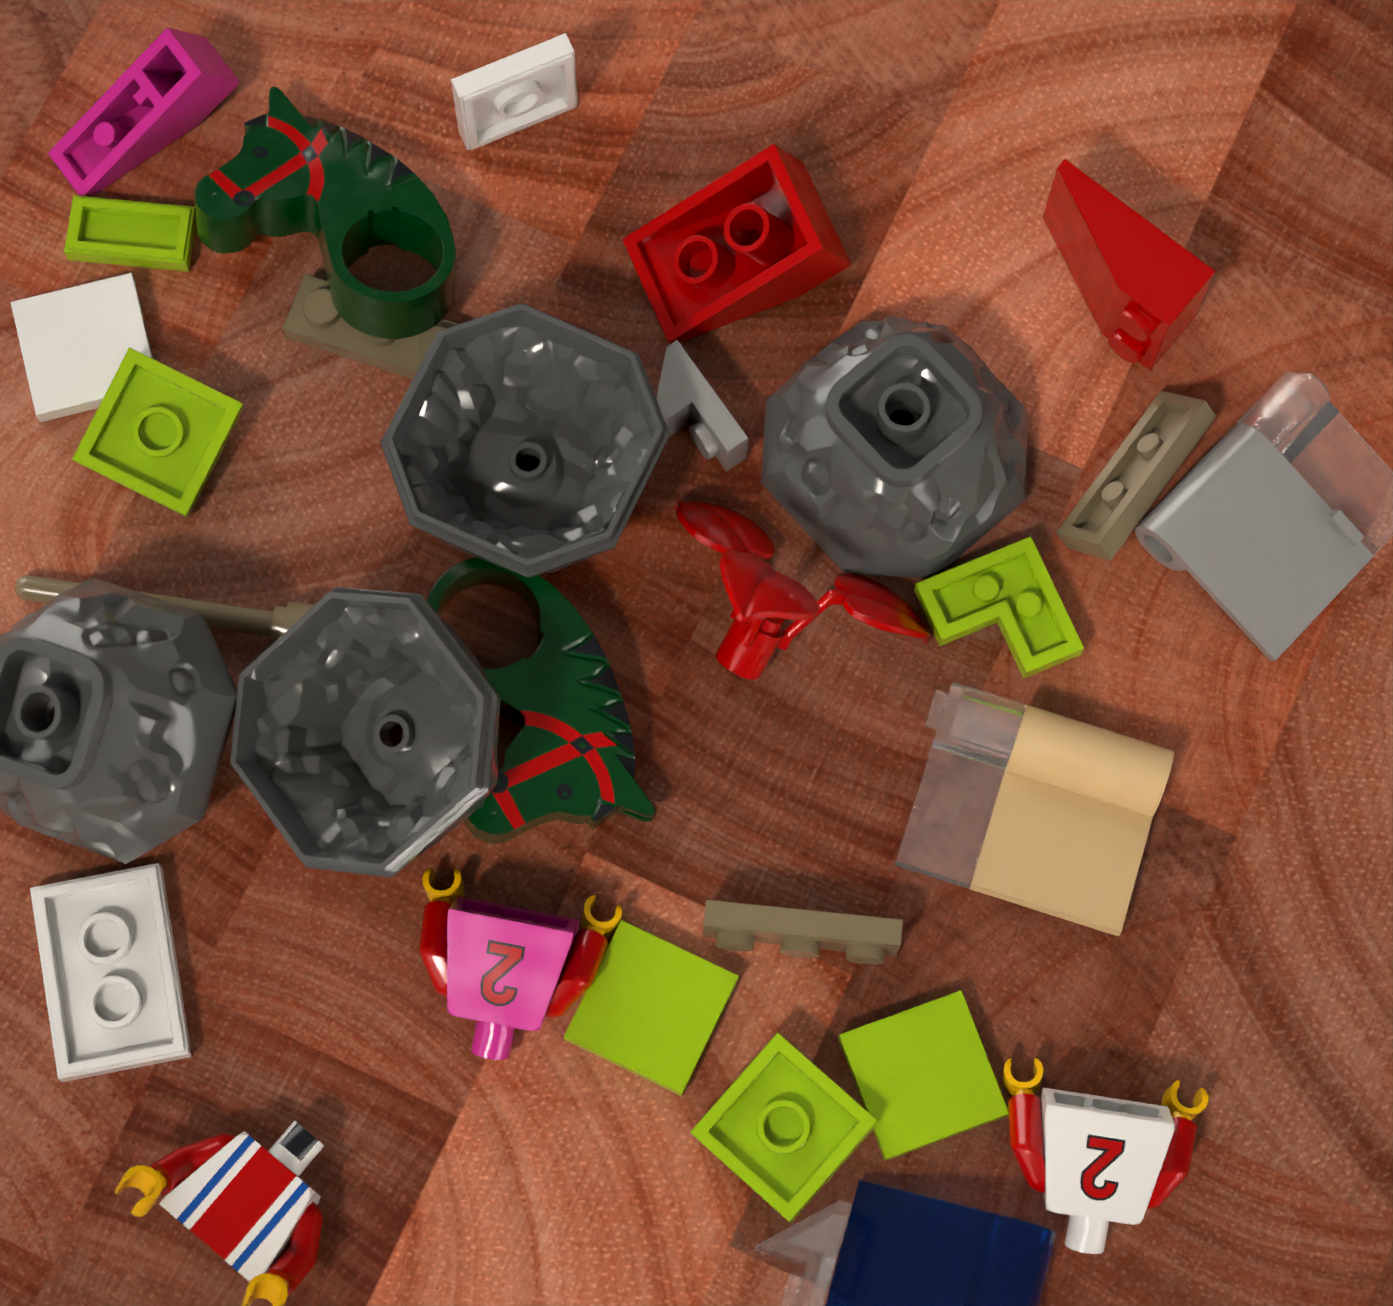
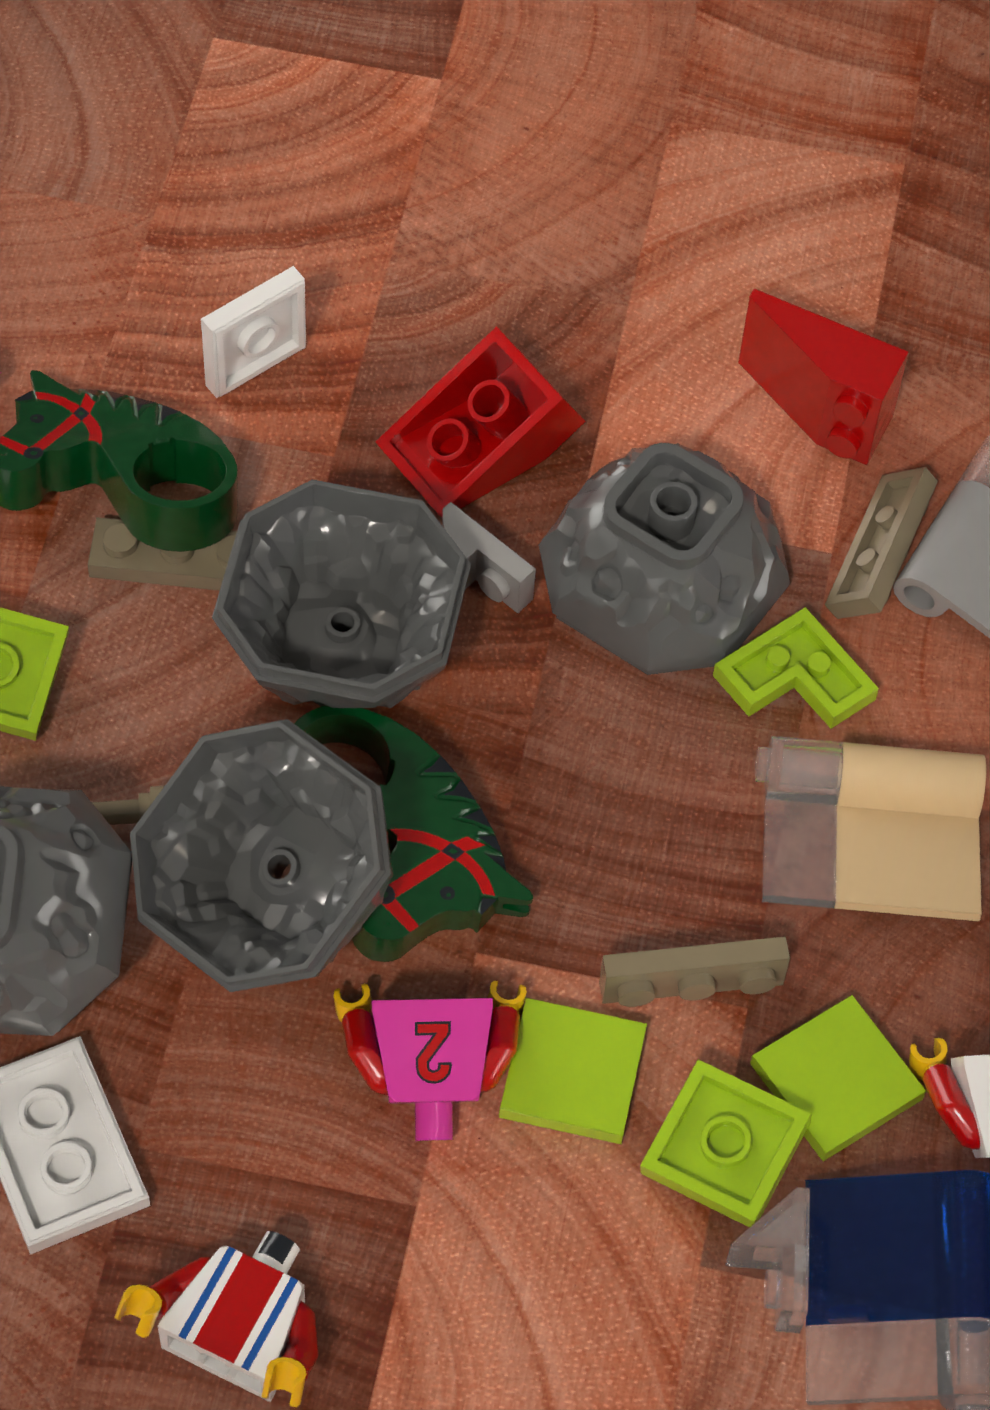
camera: 15 degrees left, 15 degrees down
(767, 597) = (584, 728): red plant -> none

